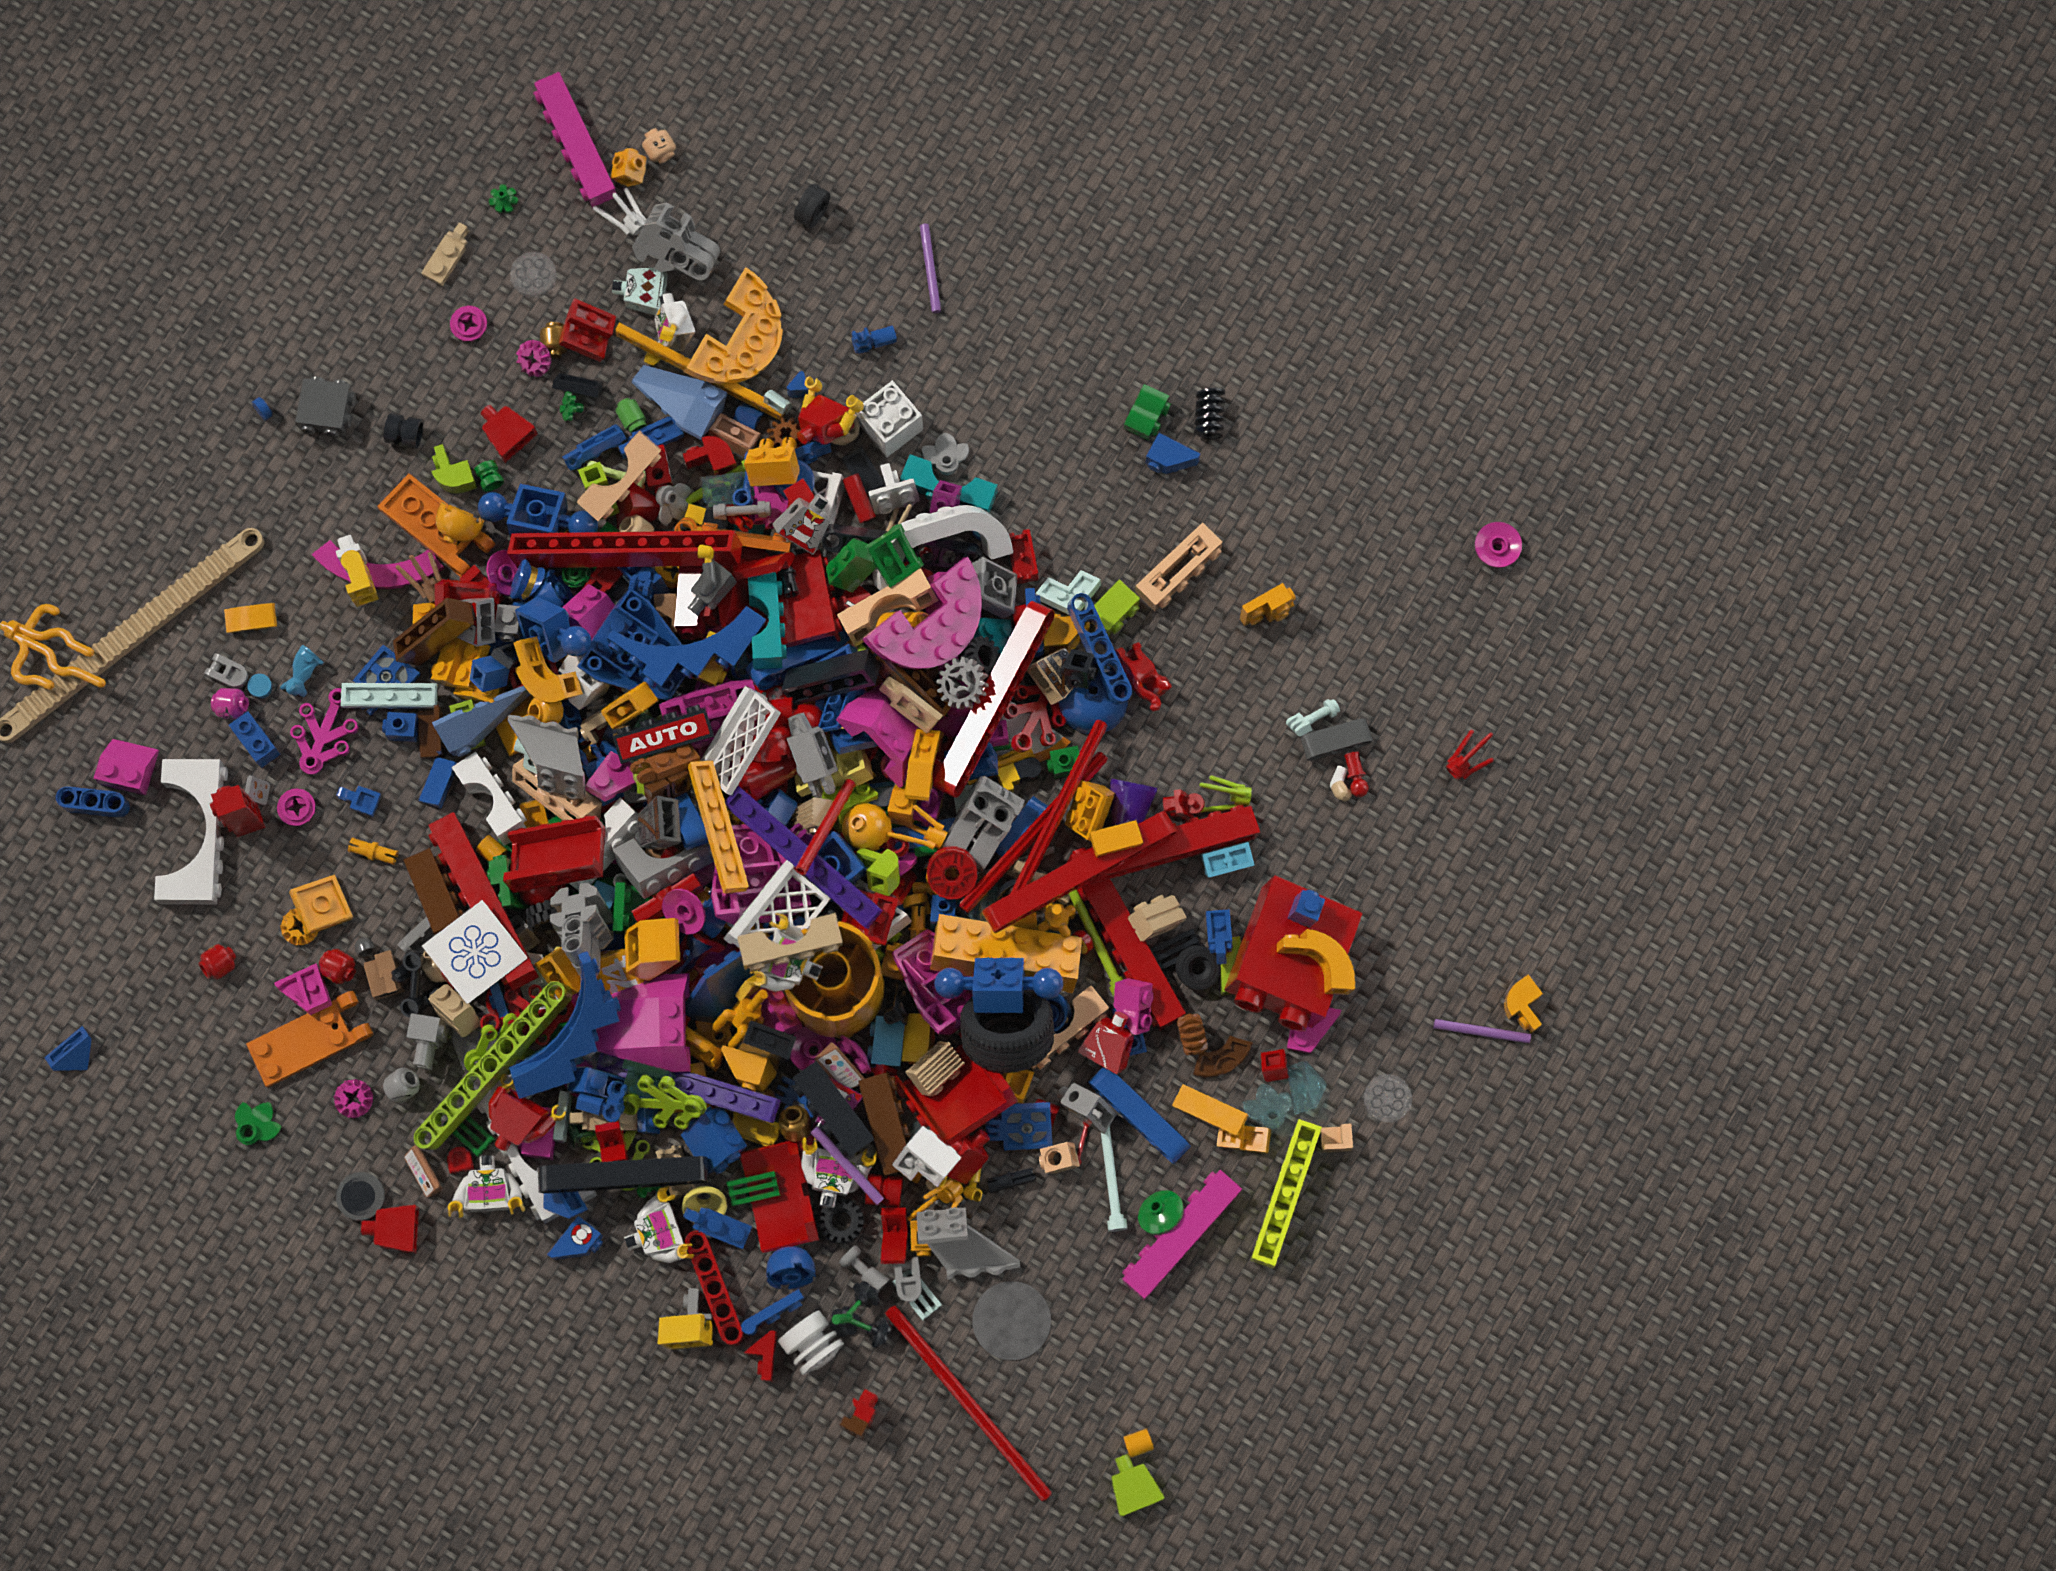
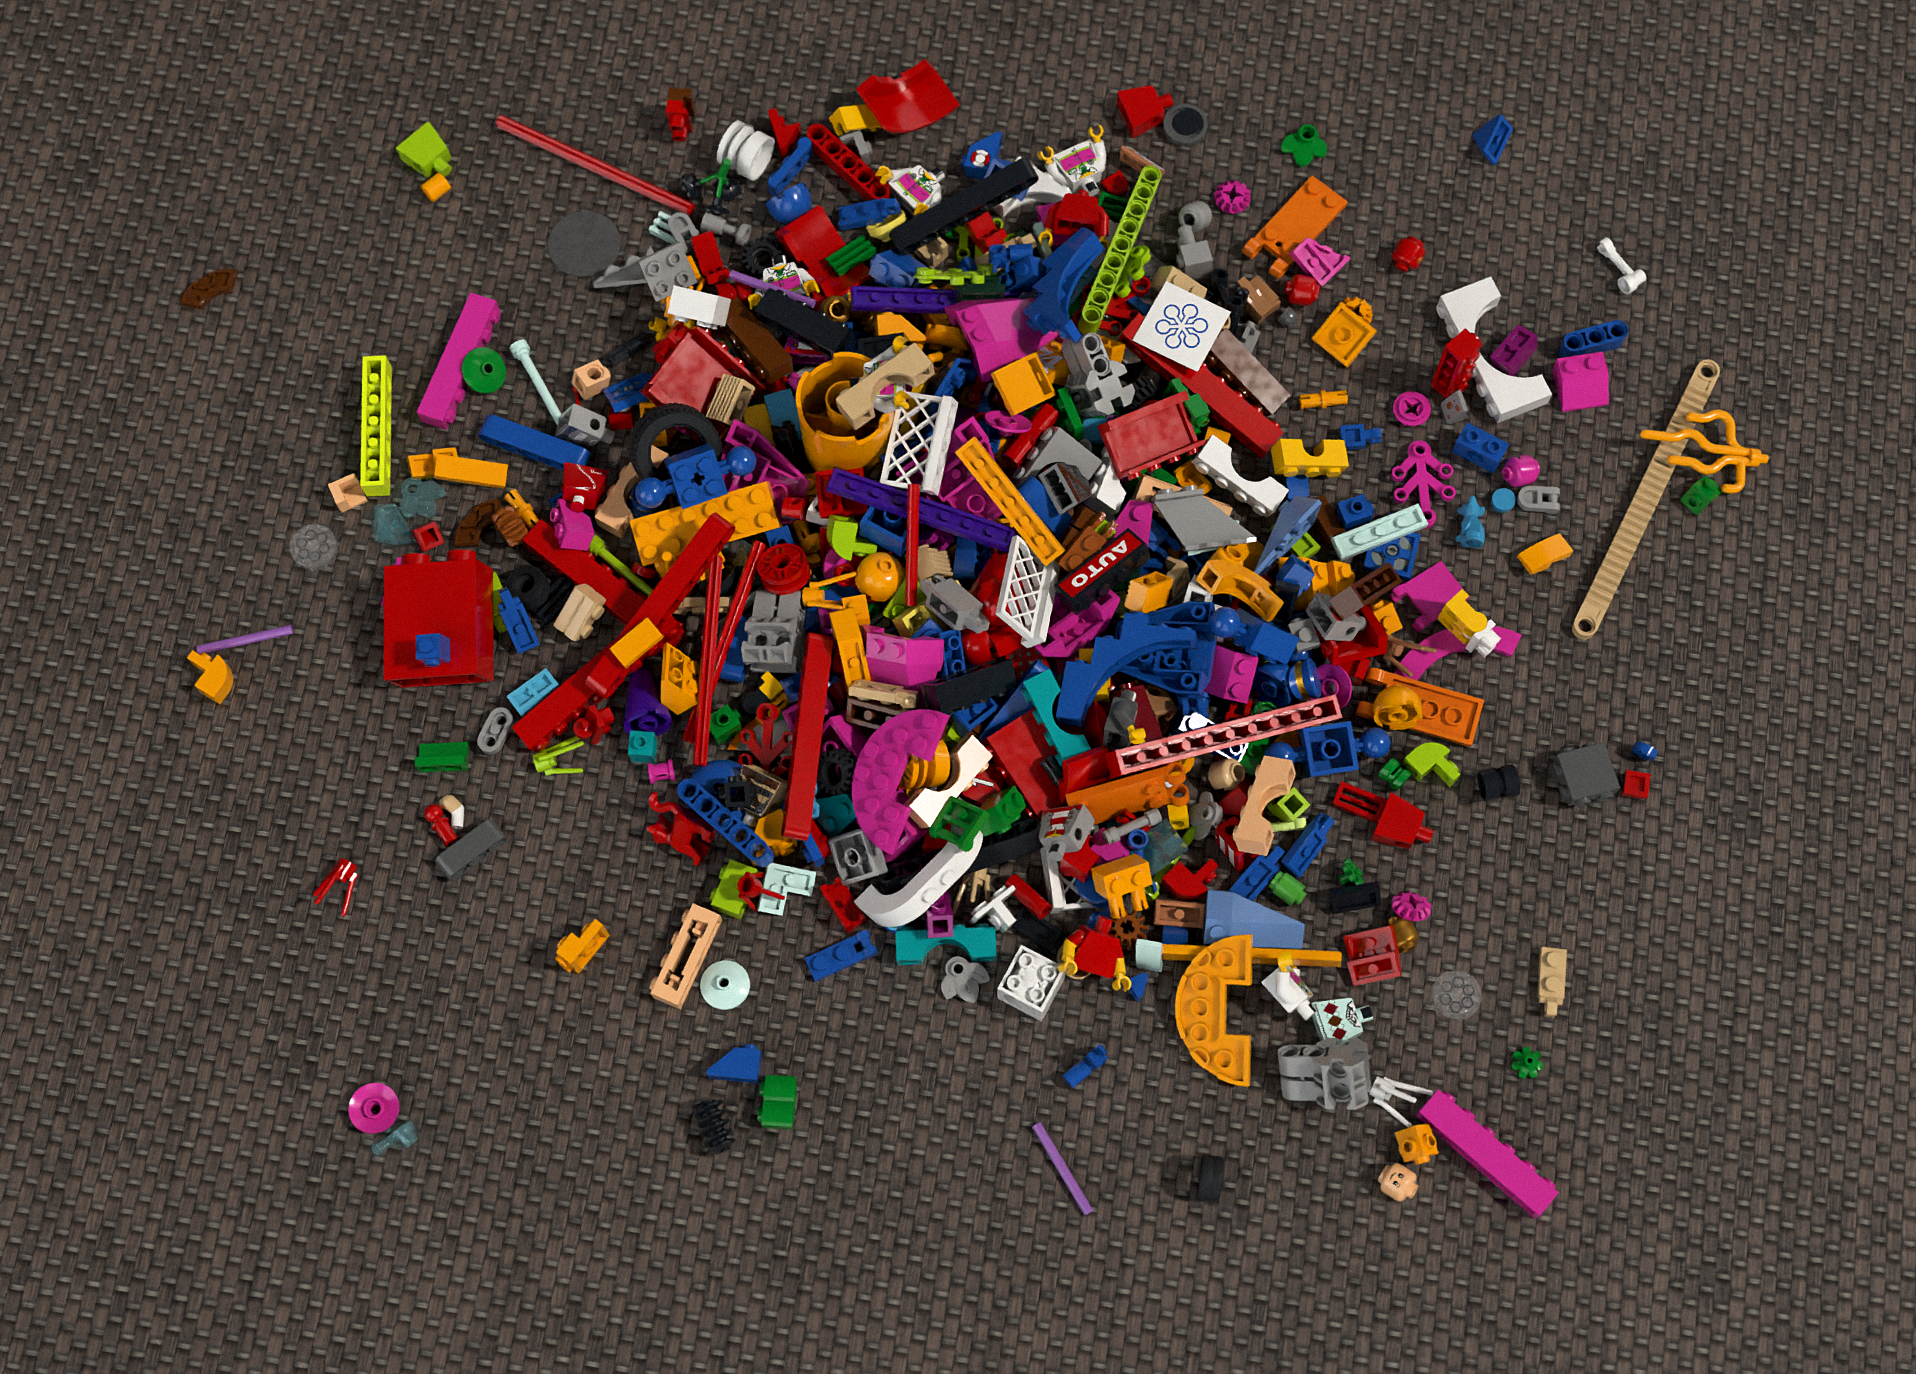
camera: 160 degrees right, 5 degrees down
(22, 850) = (1631, 278): none -> white brick
(78, 615) = (1701, 495): none -> green bracket
(172, 820) = (1514, 351): none -> magenta hinge
(285, 384) = (1636, 784): none -> red plate
(369, 624) = (1428, 593): none -> dark pink flag
(399, 785) = (1292, 460): none -> yellow arch
(463, 315) = (1500, 910): dark pink gear -> none
(517, 454) = (1357, 811): none -> red tile
(622, 1335) = (909, 101): none -> red panel
(918, 927) = (795, 507): none -> red leg
(953, 691) = (841, 731): light grey gear -> none
(1043, 516) = (840, 956): none -> blue plate
(1097, 589) = (752, 887): none -> red plant
(1138, 742) = (661, 771): none -> dark pink bush
(1146, 769) = (642, 747): none -> teal brick
(1151, 544) = (731, 995): none -> light aqua dish
(1173, 1051) = (524, 510): none -> light orange pin
(1275, 842) = (494, 731): none -> light grey plate
(1301, 724) = (509, 852): light aqua hinge -> none
(1329, 954) = (386, 609): light orange arch -> none
(1333, 839) = (442, 757): none -> green panel
(1405, 1429) = (208, 287): none -> reddish brown tile
(1479, 514) = (404, 1135): none -> clear light blue bar

